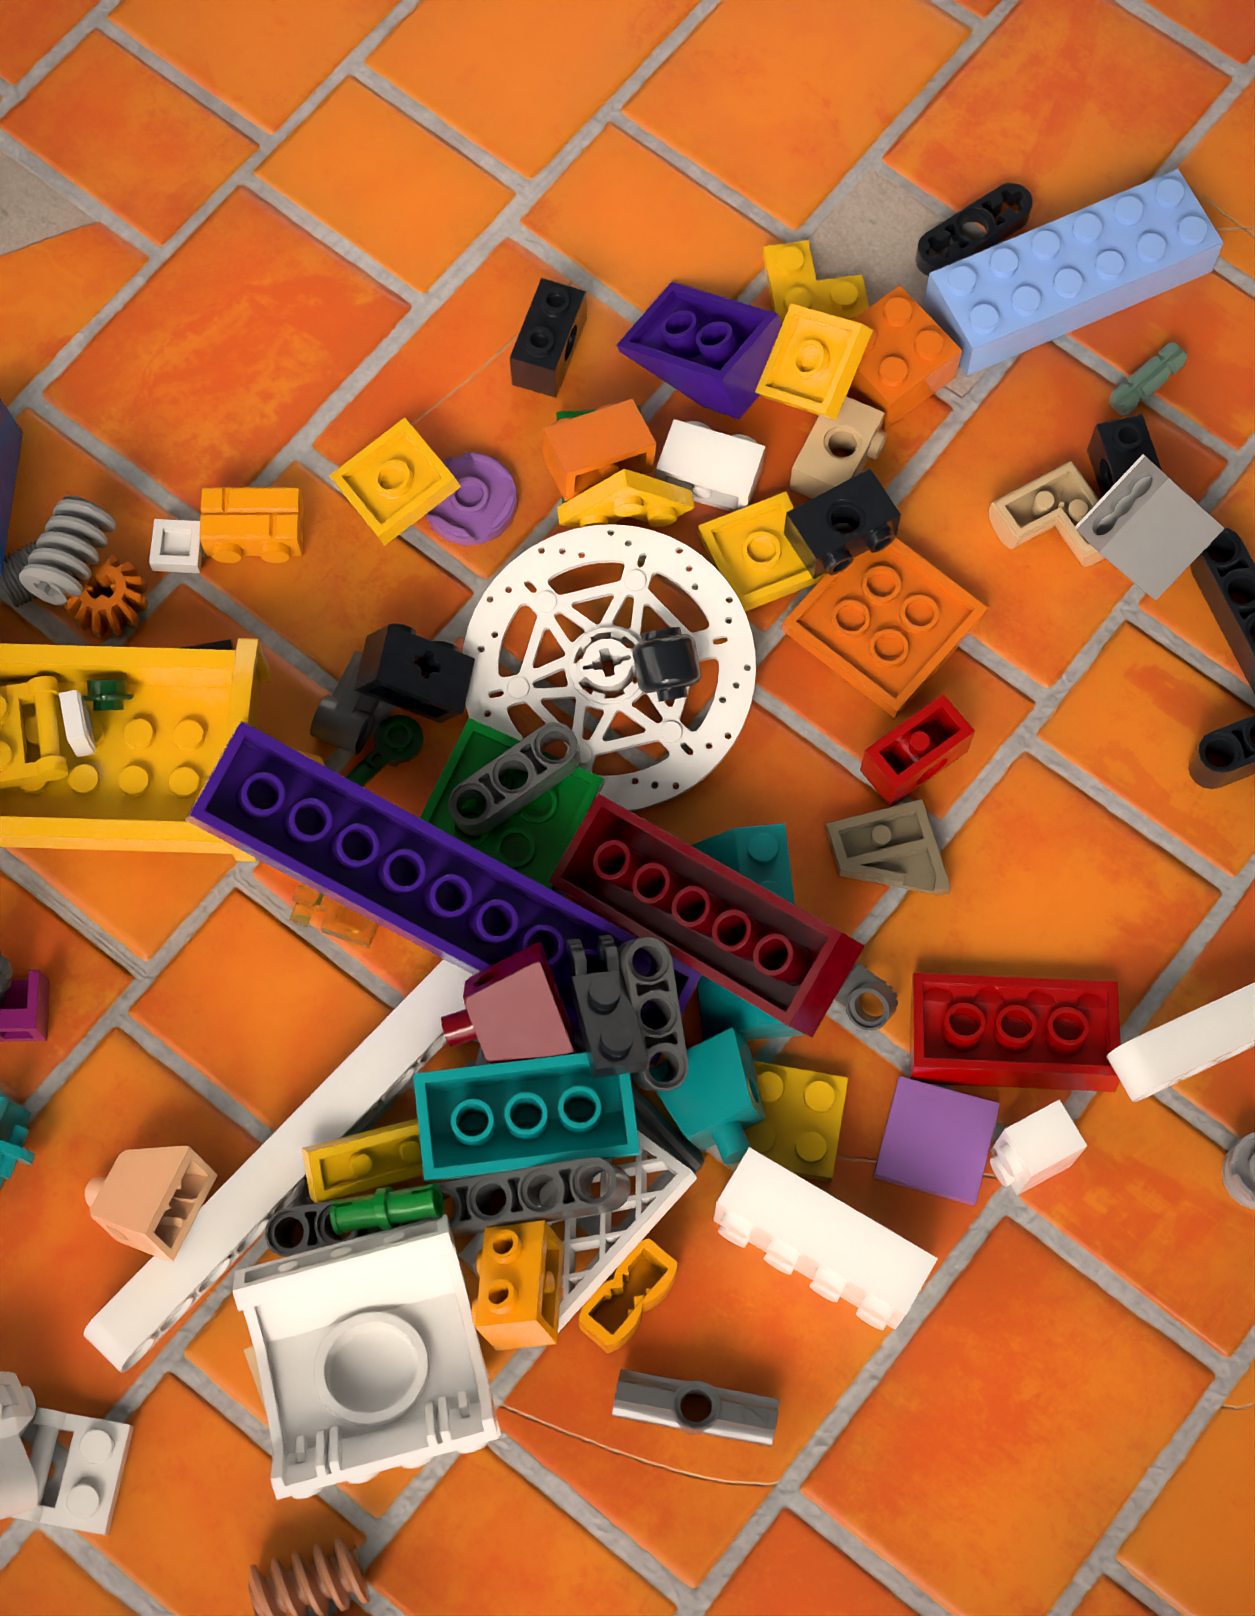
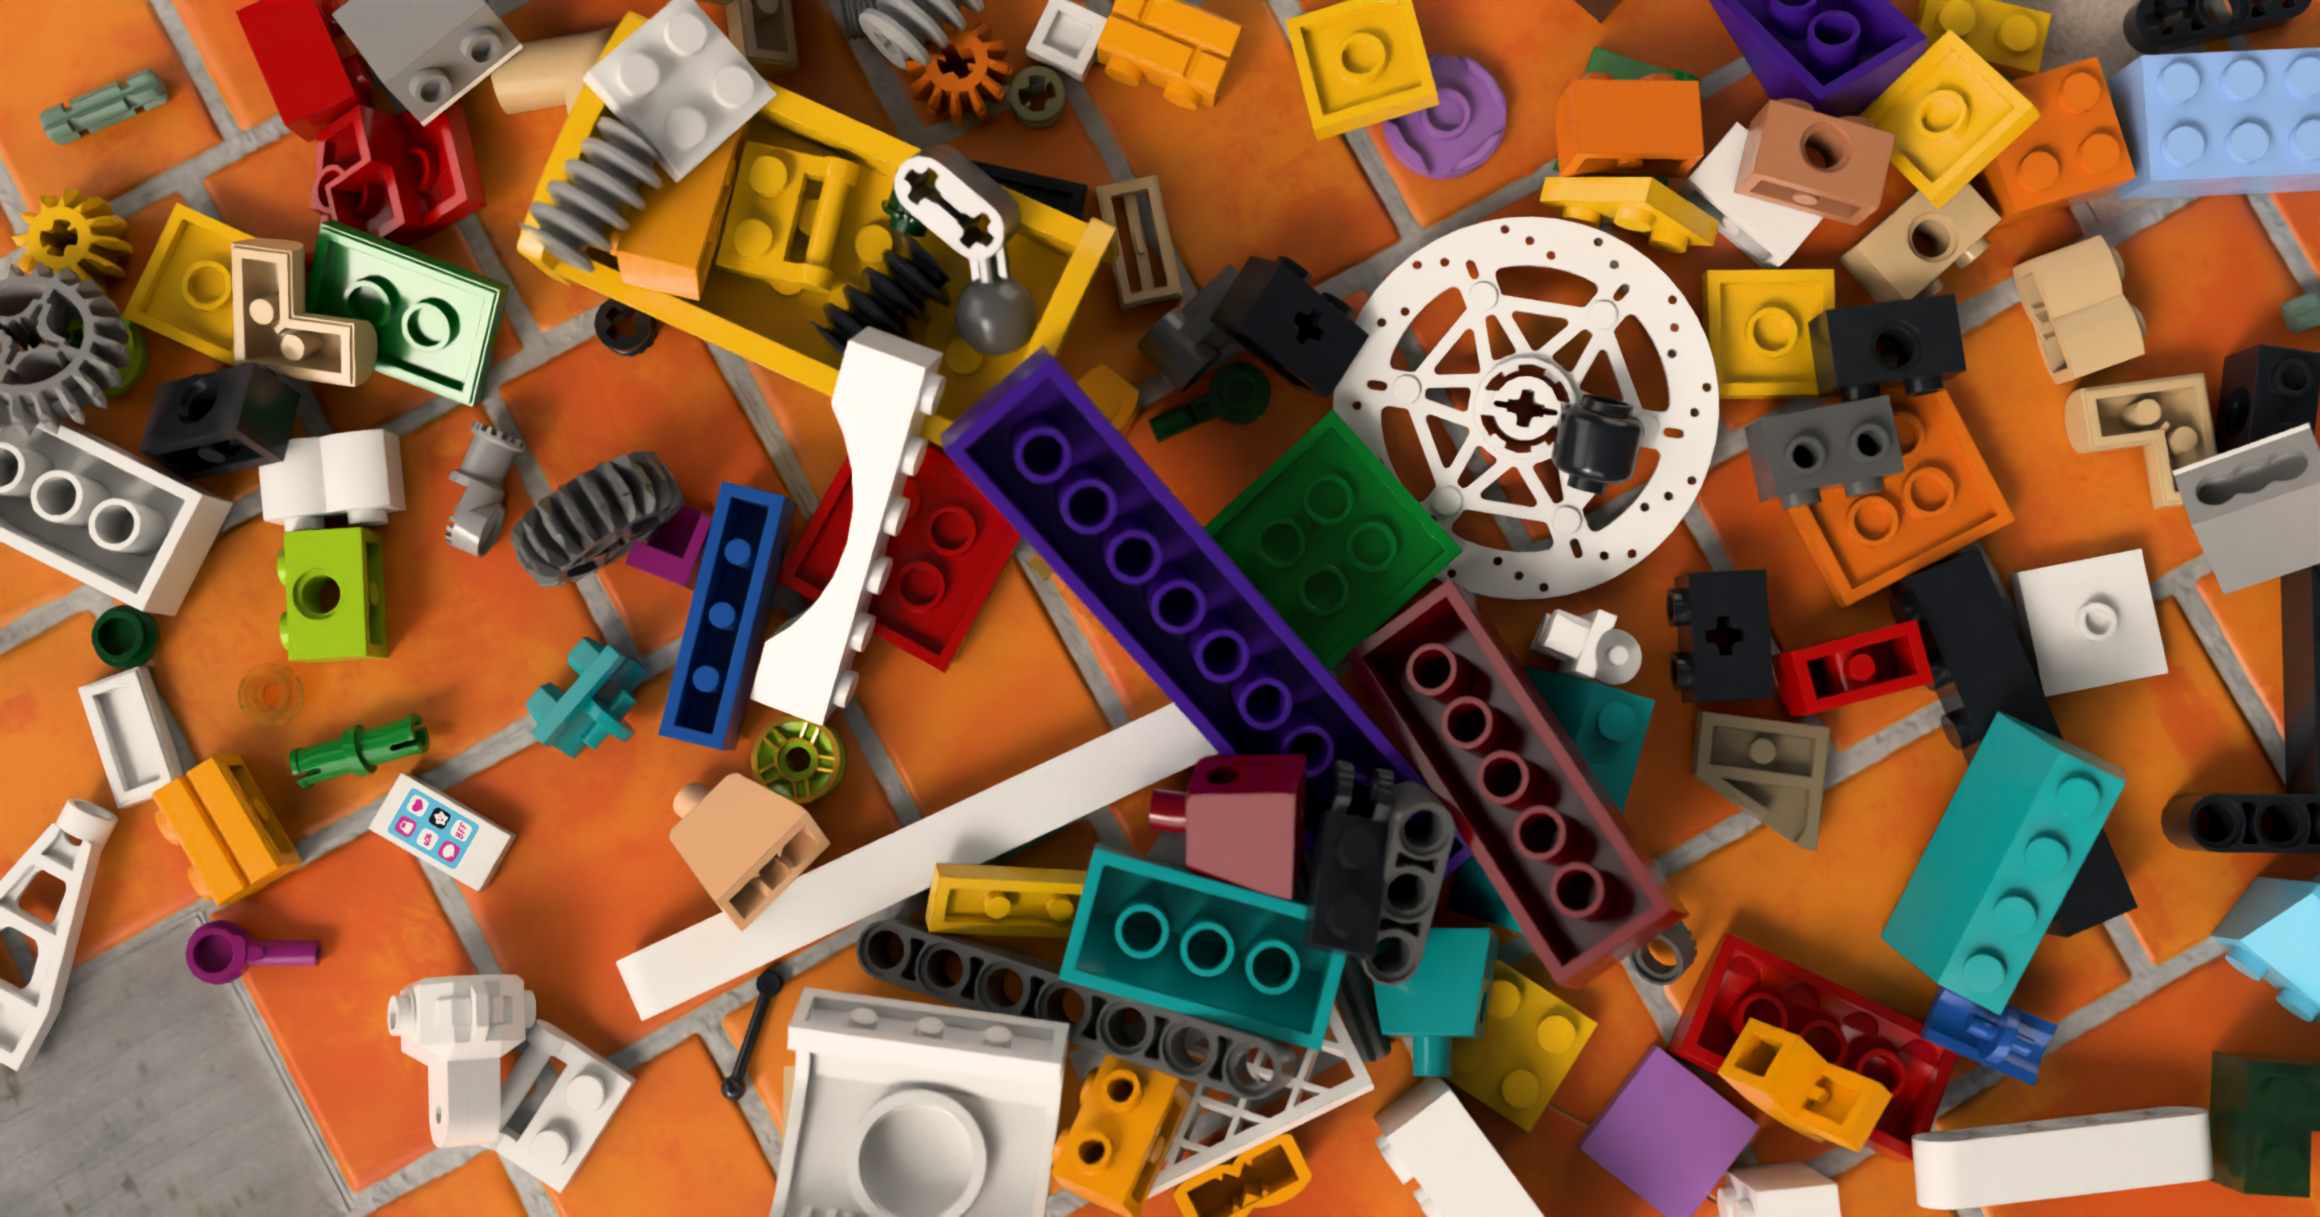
camera: 20 degrees right, 15 degrees up
(77, 723) = (862, 234): white tile -> none
(77, 1040) = (728, 617): none -> blue brick
(110, 762) = (889, 297): none -> black piece
(135, 822) = (881, 409): none -> white arch
(156, 595) = (1021, 88): none -> olive bush
(157, 1110) = (775, 770): none -> lime wheel
(193, 733) = (994, 309): none -> dark grey beam
(194, 939) = (941, 564): none -> red plate
(210, 1310) = (768, 985): none -> black hinge
(305, 698) = (1149, 295): none -> tan tile
(386, 1208) = (1004, 988): green pin -> none
(526, 756) = (1382, 494): dark grey beam -> none
(714, 809) = (1588, 646): none -> white hips
(720, 439) = (1780, 172): none -> nougat brick
(817, 742) = (1731, 604): none -> black brick
(829, 609) = (1824, 450): none -> dark grey brick
(969, 454) = (2080, 309): none -> tan brick
(1006, 1051) = (1801, 1088): none -> light orange brick
(1058, 762) = (1983, 670): none -> black brick
(1074, 659) = (2089, 622): none -> white plate
(1080, 833) = (2002, 860): none -> teal slope
(1130, 963) = (2003, 1042): none -> blue hips

